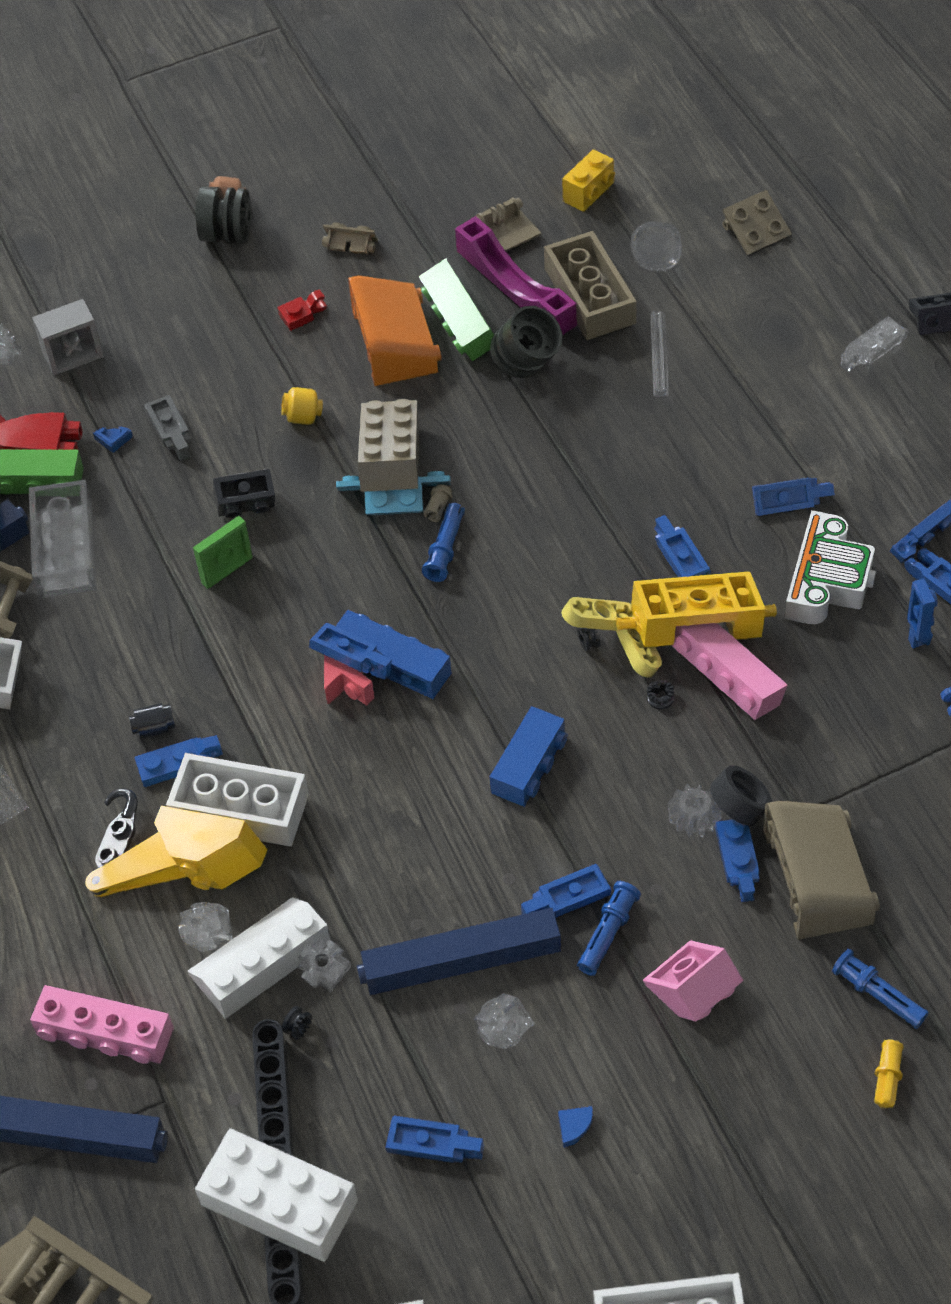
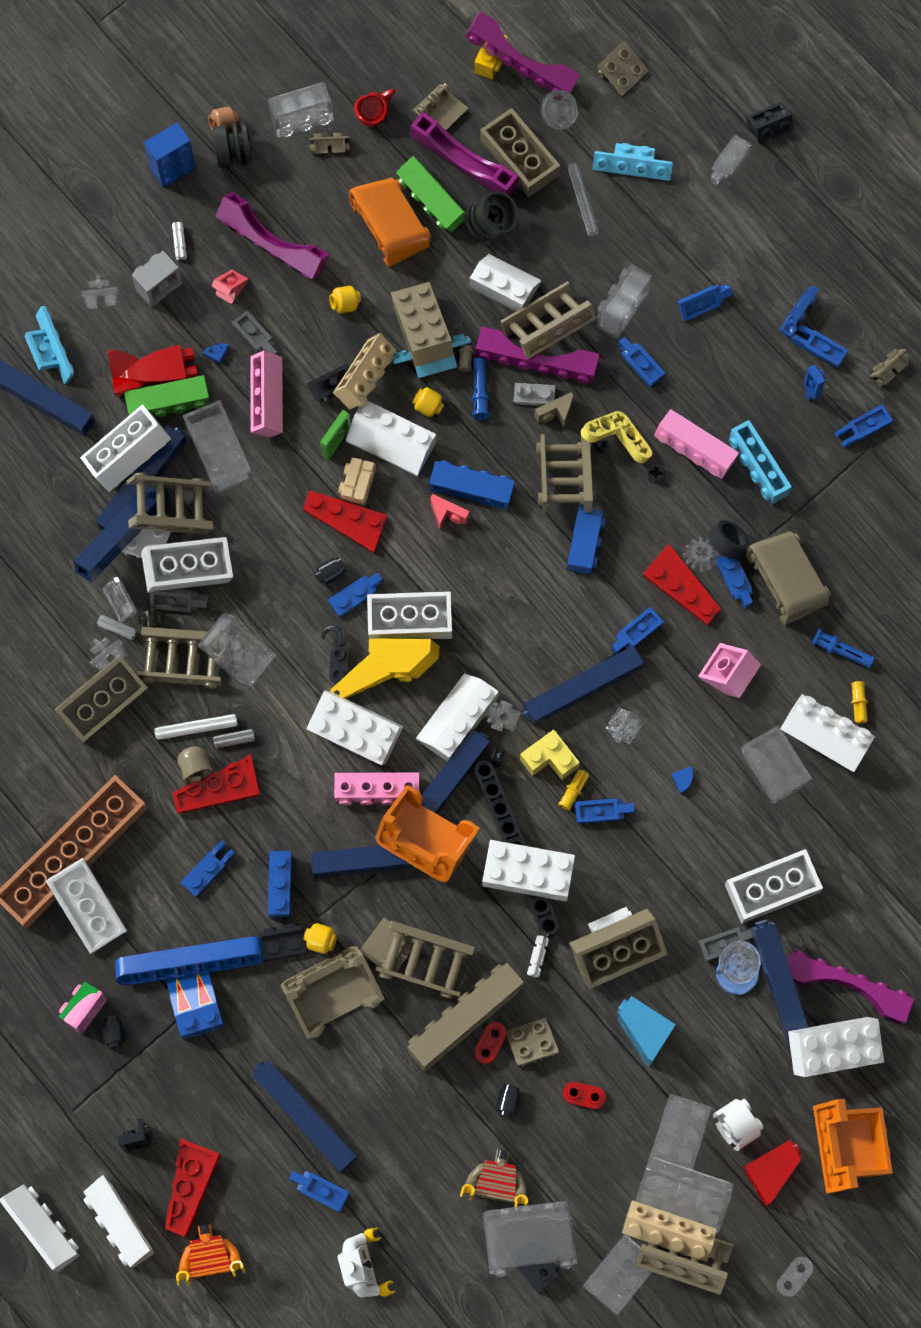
camera: 20 degrees left, 20 degrees up
(100, 930) = (354, 727): none -> white brick
(118, 309) = (179, 241): none -> white axle
(134, 1102) = (424, 836): none -> orange windscreen
(139, 207) = (170, 154): none -> blue brick
(153, 491) = (266, 394): none -> bright pink brick
(159, 365) = (229, 285): none -> coral slope
(199, 1046) = (455, 771): none -> dark blue brick
(204, 291) = (238, 214): none -> magenta arch
(205, 926) = (426, 708): clear brick -> none
(212, 669) = (351, 520): none -> red wing
(234, 618) = (357, 482): none -> tan brick
(289, 483) = (365, 371): none -> tan brick
(300, 312) = (313, 216): red plate -> none
(301, 574) = (391, 438): none -> white slope
(323, 193) = (300, 109): none -> clear brick
(350, 650) = (449, 493): blue hinge -> none
(366, 542) = (428, 402): none -> yellow head
(375, 1032) = (550, 751): none -> light yellow brick
(397, 1099) = (573, 790): none -> yellow axle
(418, 210) = (373, 108): none -> red hair
(518, 564) = (533, 394): none -> light grey plate
(519, 427) = (503, 282): none -> white slope
(543, 582) = (558, 407): none -> dark tan slope
(547, 675) = (583, 481): none -> dark tan fence
(563, 473) = (553, 331): none -> dark tan fence
(584, 144) = (487, 34): none -> magenta arch
(585, 537) = (576, 365): none -> magenta arch
(613, 916) = (670, 638): blue pin -> none
(652, 846) = (679, 583): none -> red wing
(670, 602) = (647, 414): yellow brick -> none
(676, 469) = (623, 300): none -> clear brick
(726, 1134) = (775, 764): none -> clear brick
(739, 324) = (633, 161): none -> medium azure bracket
(817, 706) = (759, 462): none -> medium azure brick
(823, 1101) = (827, 732): none -> white brick
(828, 571) = (742, 355): brick -> none

